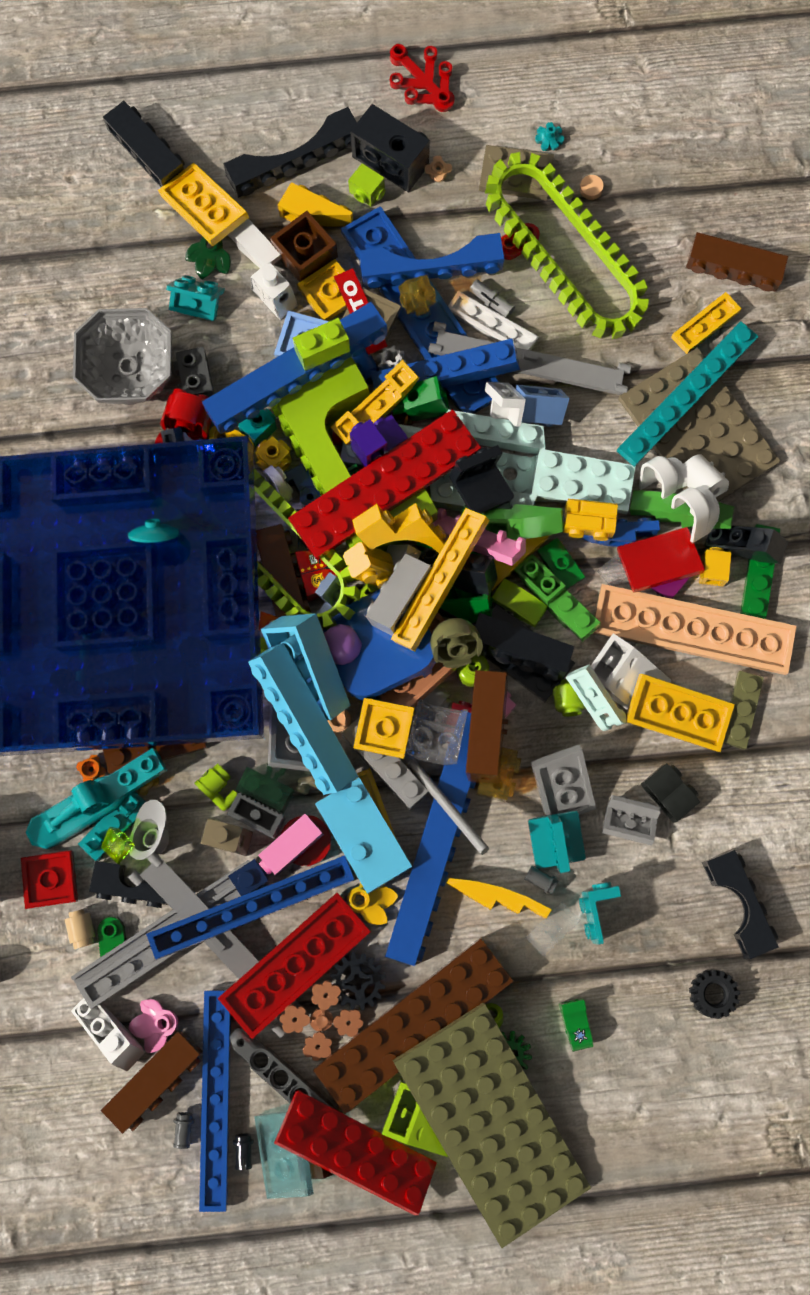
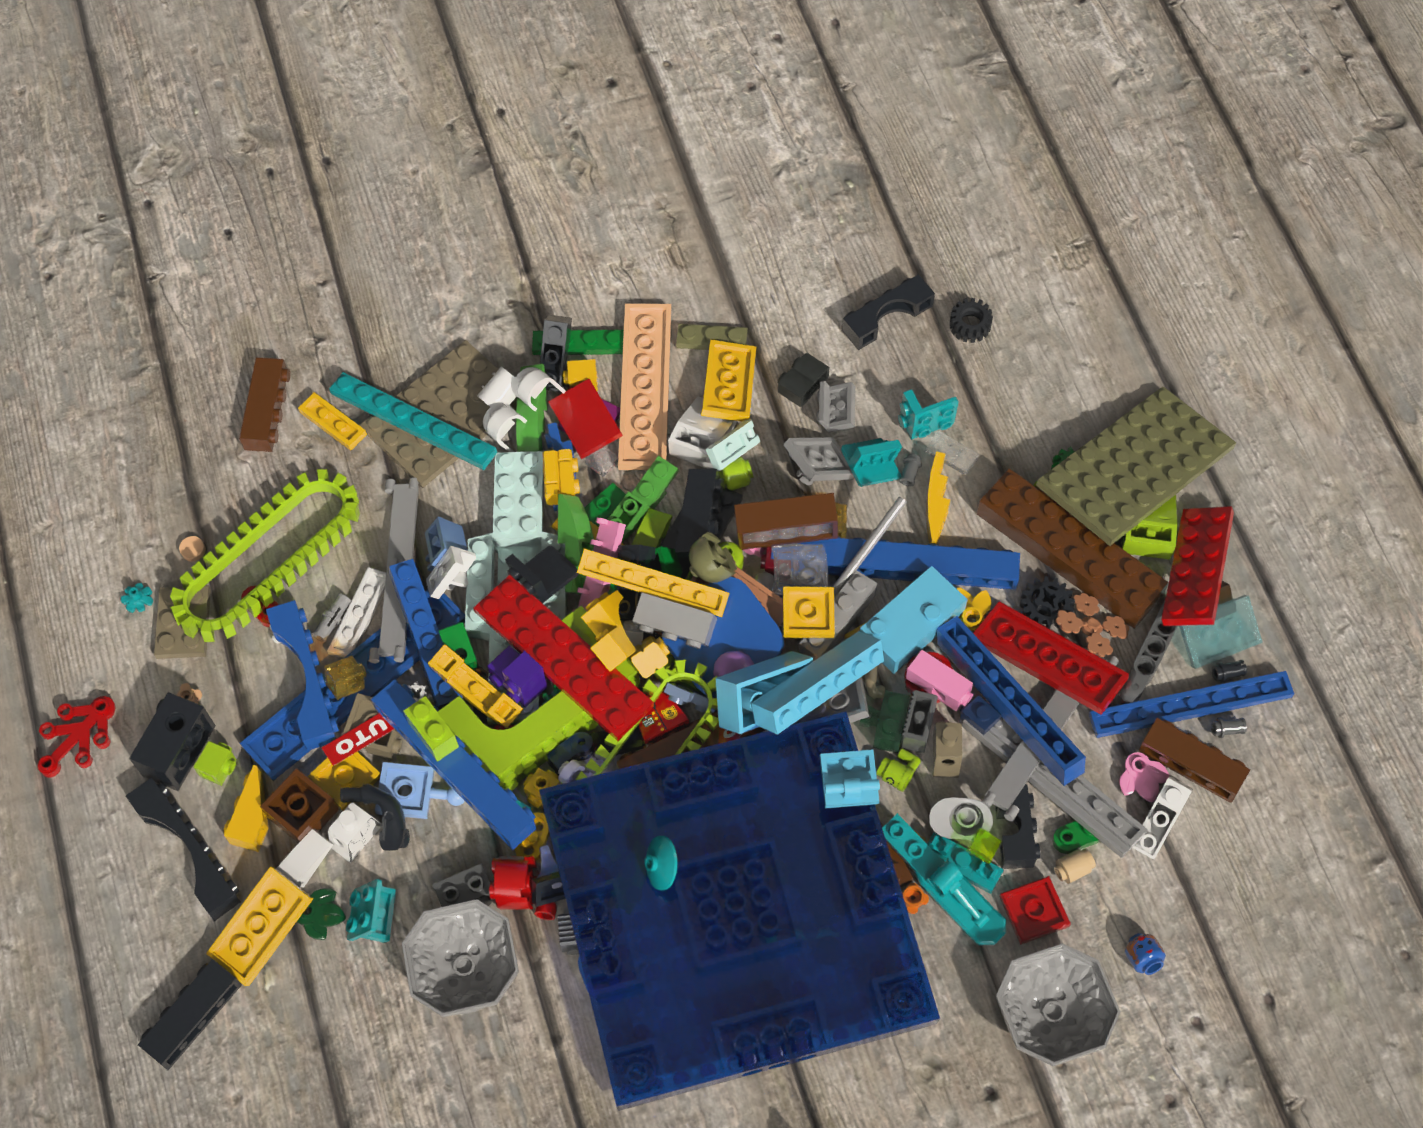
camera: 100 degrees left, 15 degrees down
(186, 719) = (849, 779): none -> medium azure plate
(279, 321) = (394, 831): none -> black piece
(576, 1024) = (1028, 420): green leg -> none

